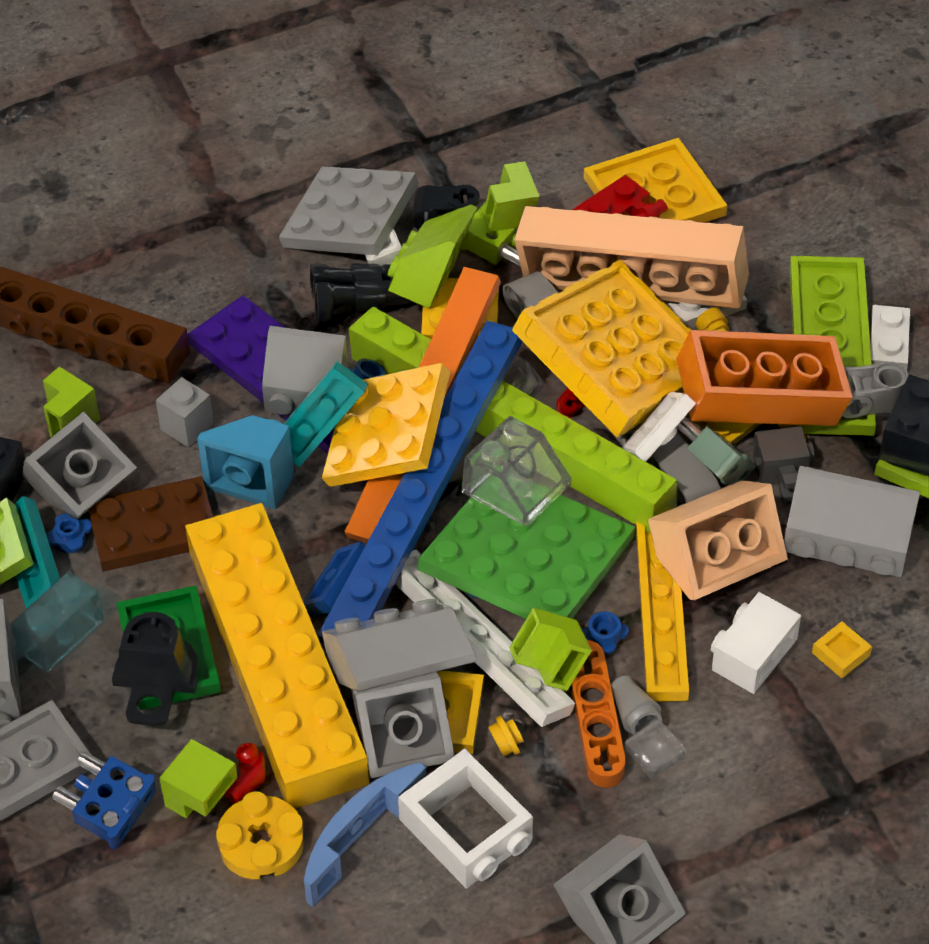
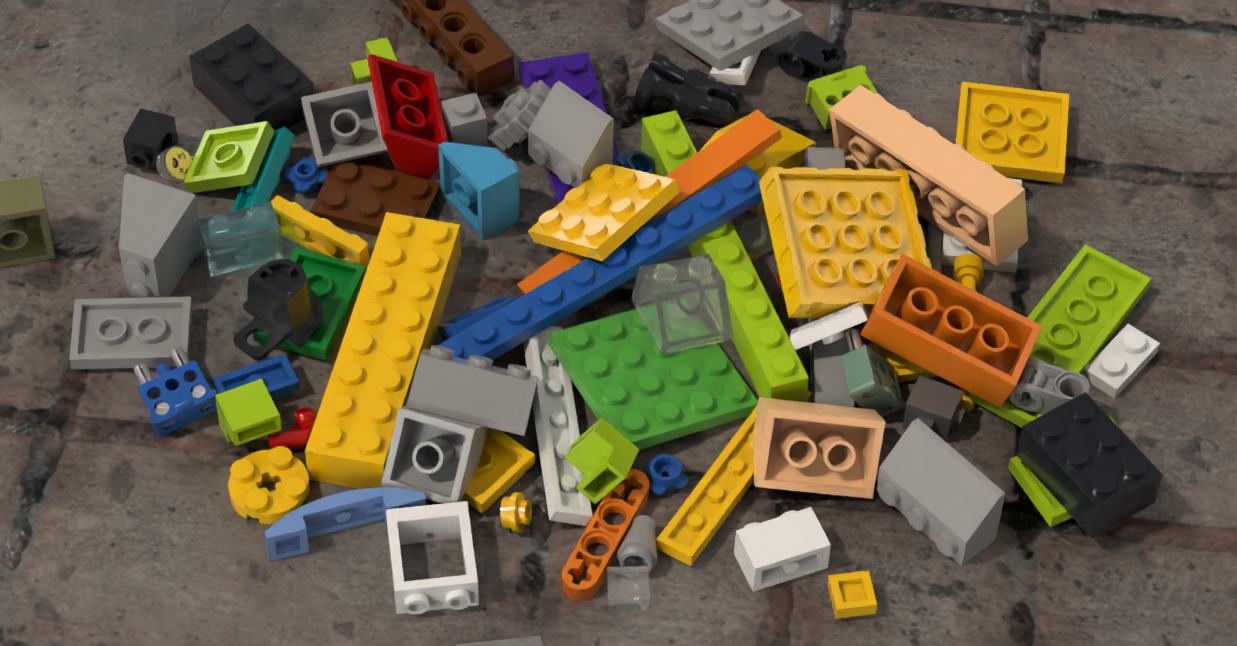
camera: 30 degrees right, 0 degrees up
(131, 579) = (318, 233): none -> yellow plate
(137, 428) = (408, 115): none -> red slope
(172, 740) = (274, 372): none -> blue plate
(236, 377) = (517, 115): none -> light grey gear
(323, 410) = (558, 174): teal plate -> none
(430, 256) = (765, 87): lime slope -> none
(508, 198) = (862, 71): lime piece -> none
(624, 198) = (965, 125): red plate -> none

